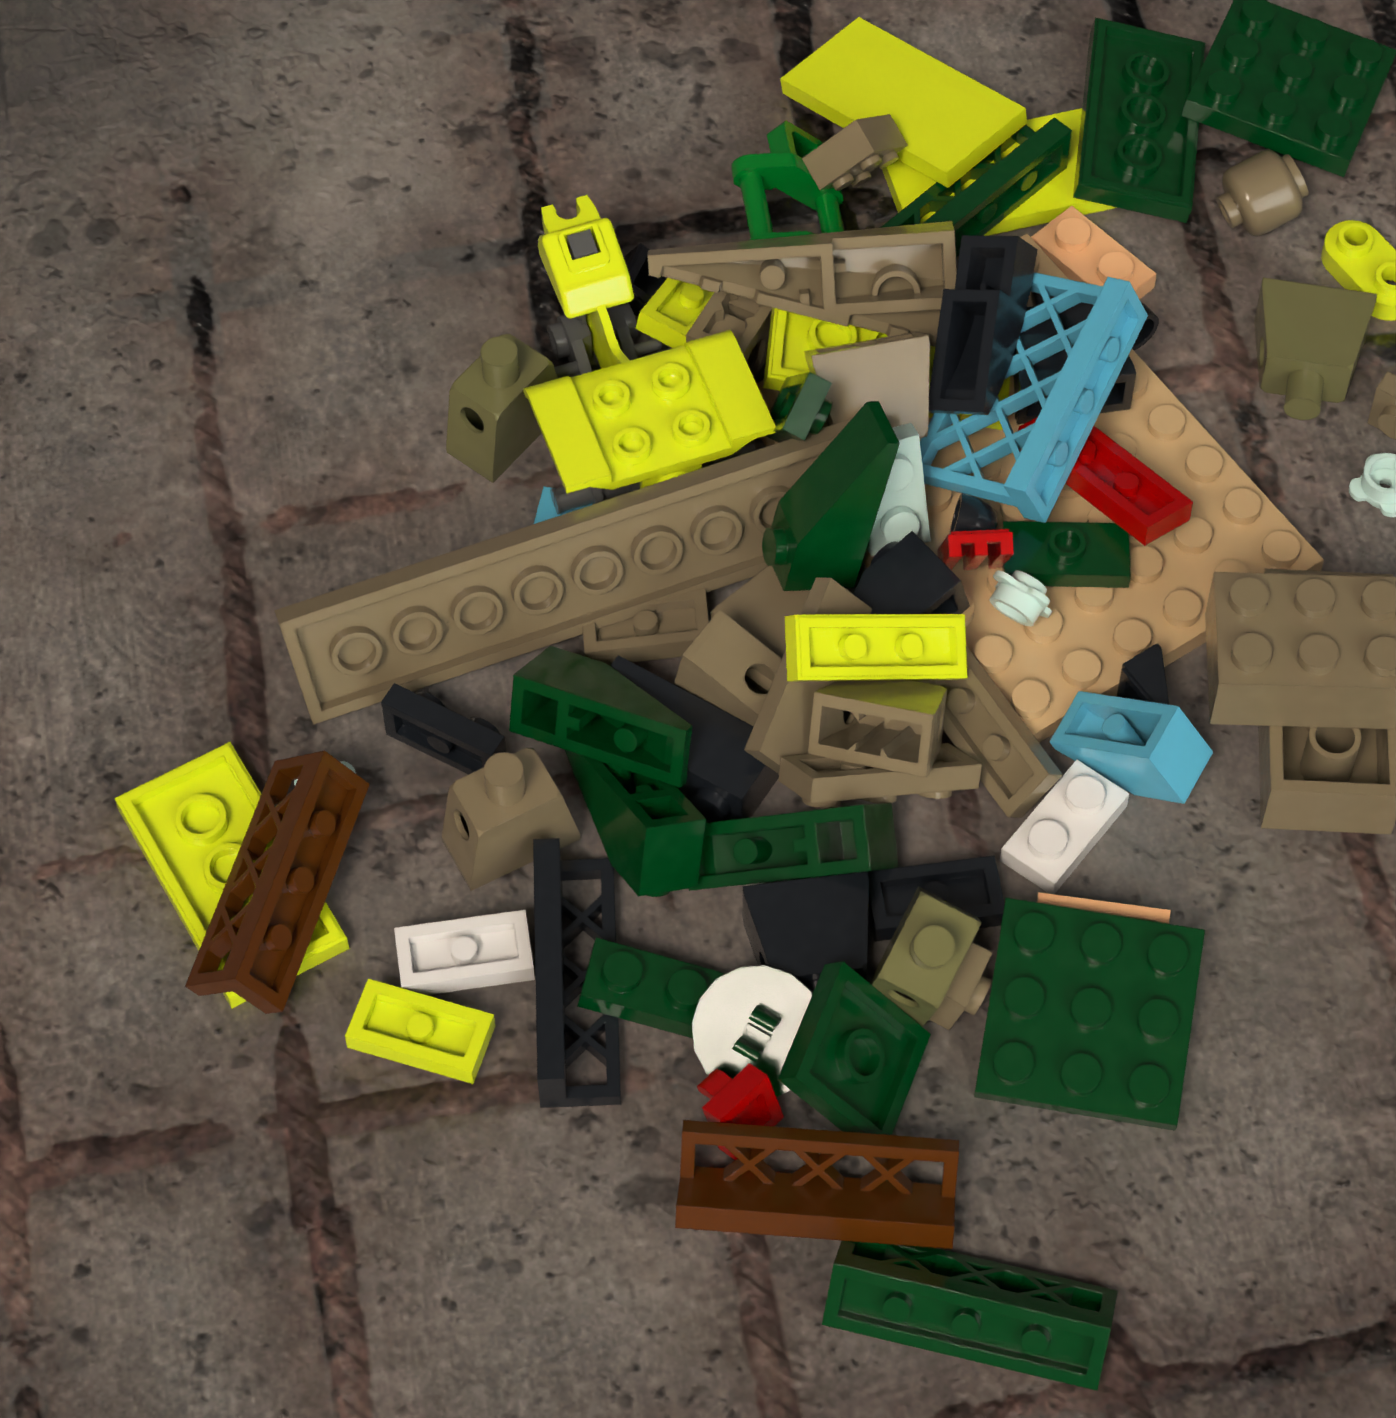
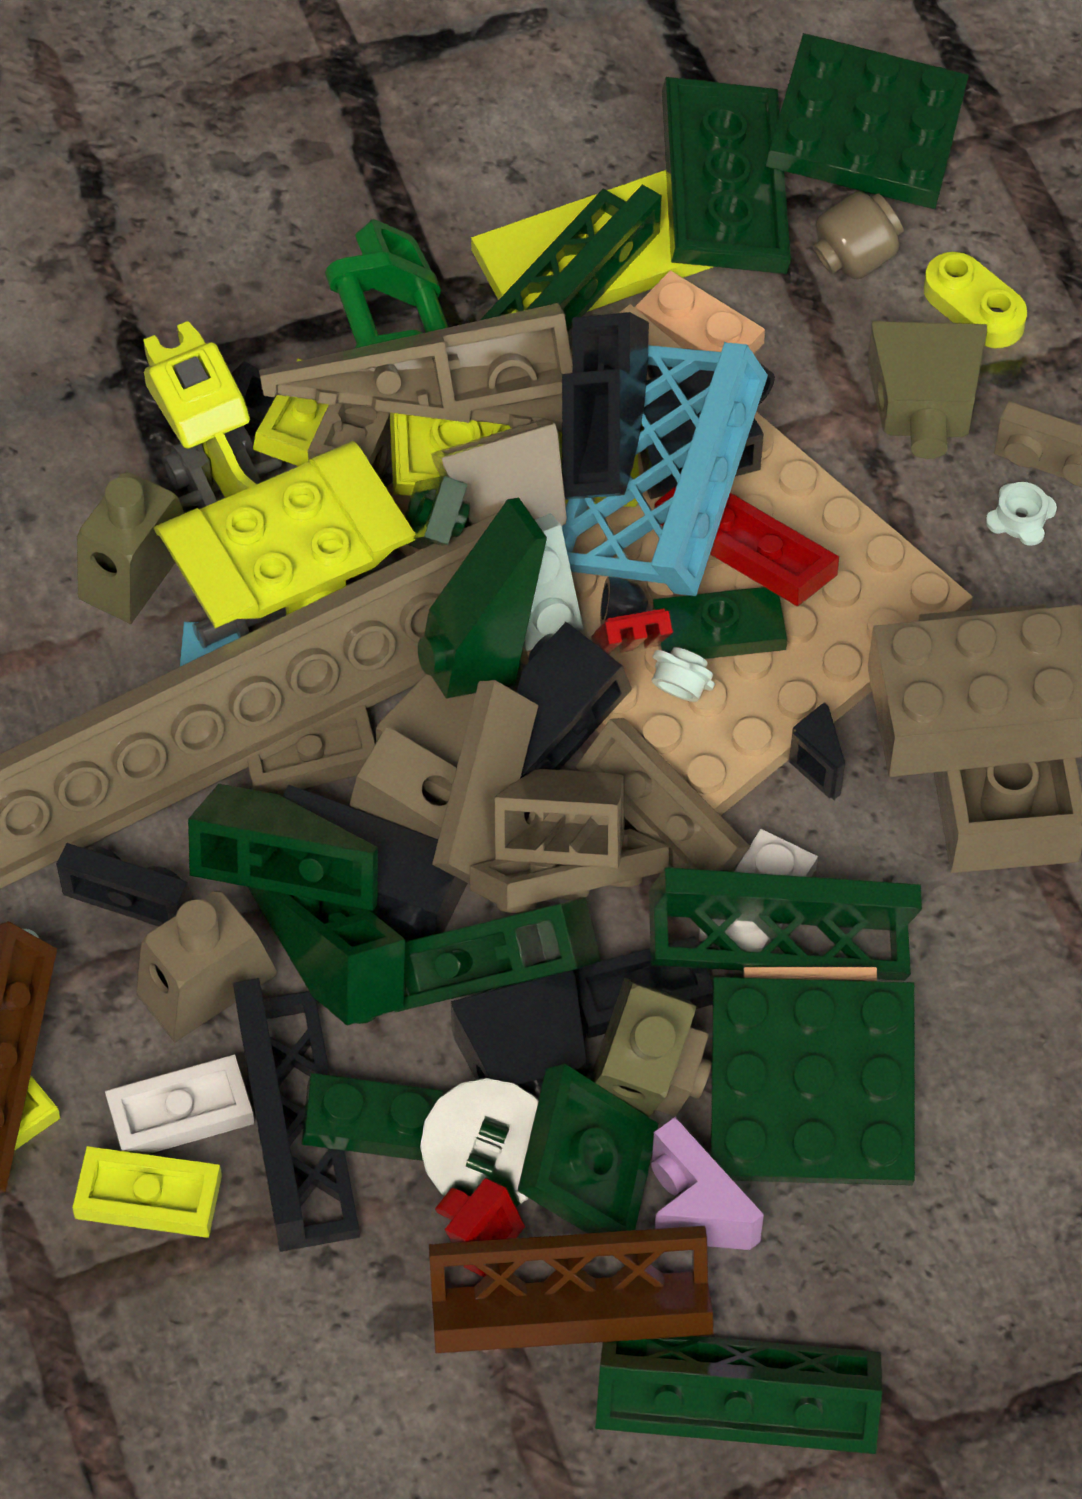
camera: 10 degrees left, 0 degrees up
(855, 153) = (447, 243): dark tan piece -> none
(875, 647) = (548, 743): neon yellow tile -> none
(938, 110) = (487, 184): neon yellow tile -> none
(967, 1107) = (706, 1191): none -> lavender slope
(1083, 831) = (780, 900): none -> dark green fence
(1134, 744) = (815, 806): medium azure slope -> none

